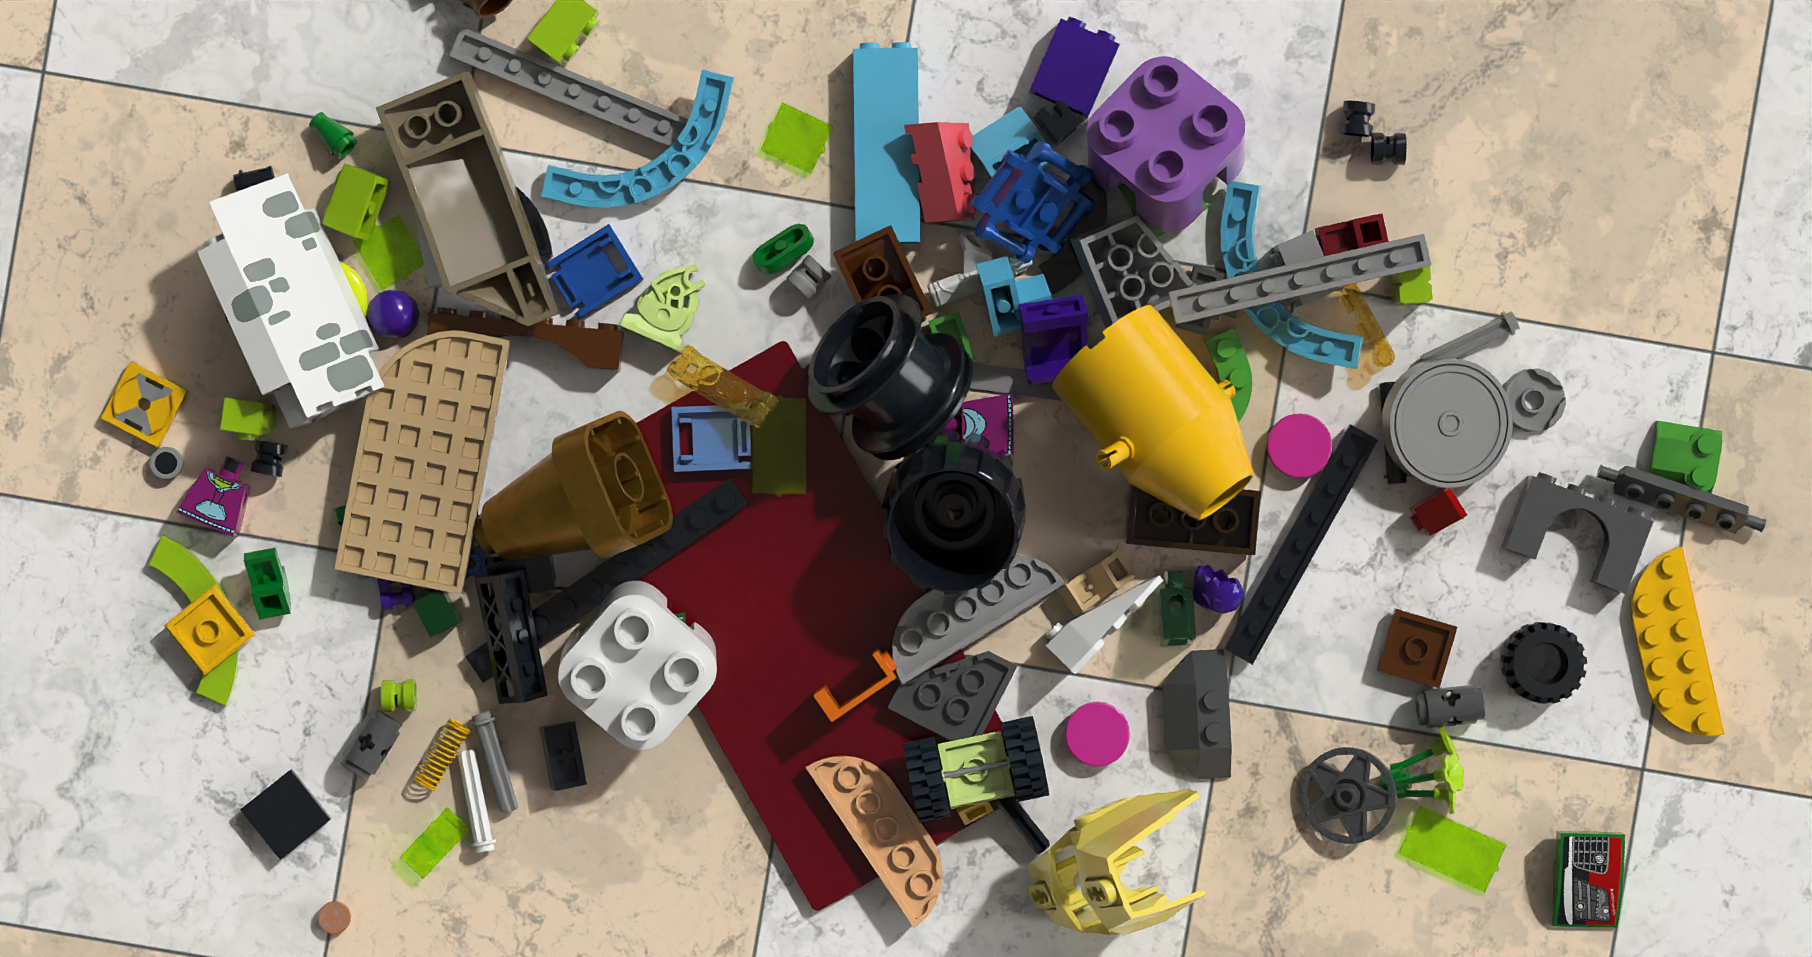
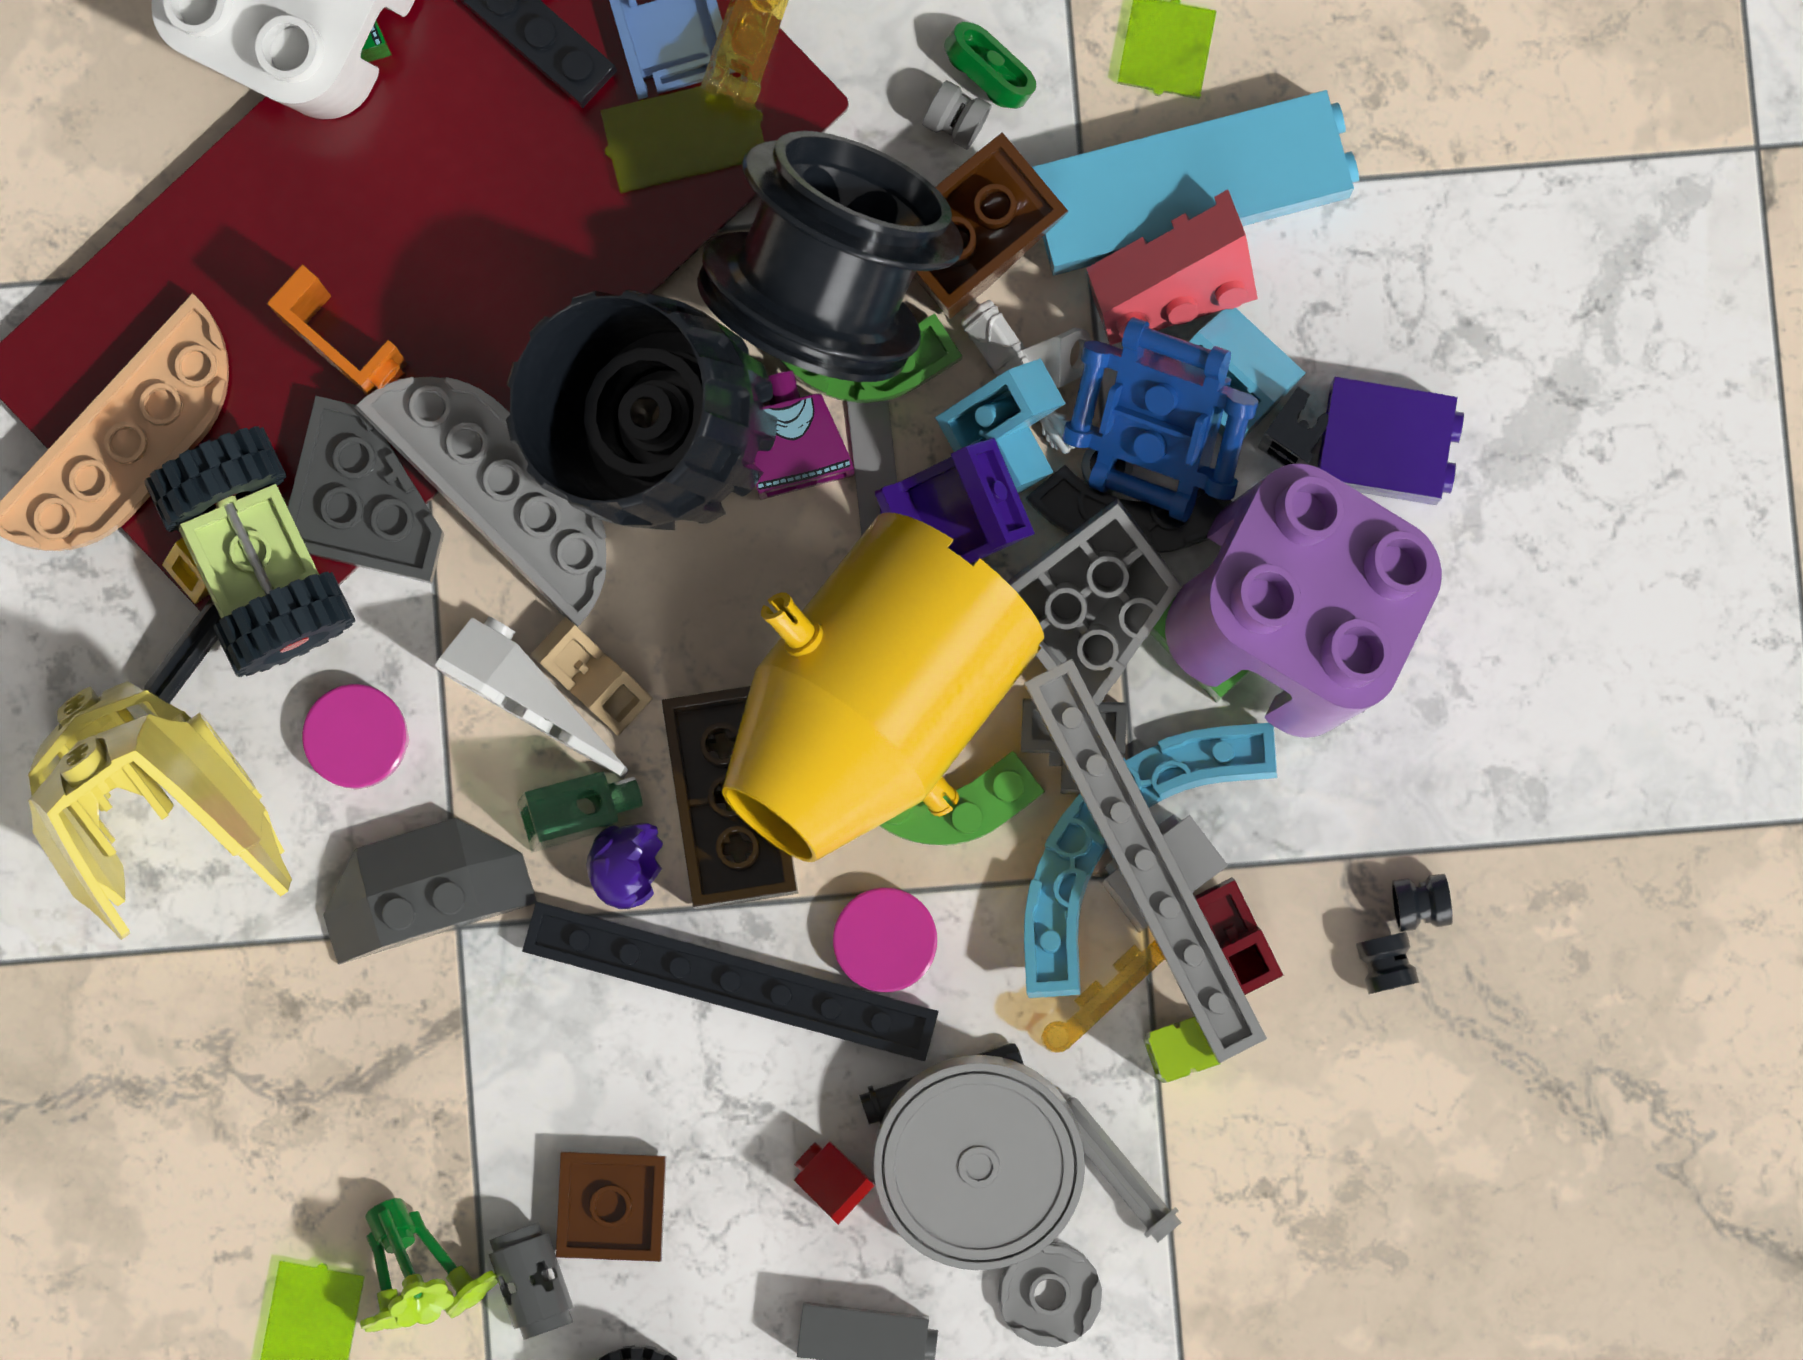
camera: 75 degrees right, 5 degrees down
(1348, 795) = (351, 1153): dark grey wheel -> none

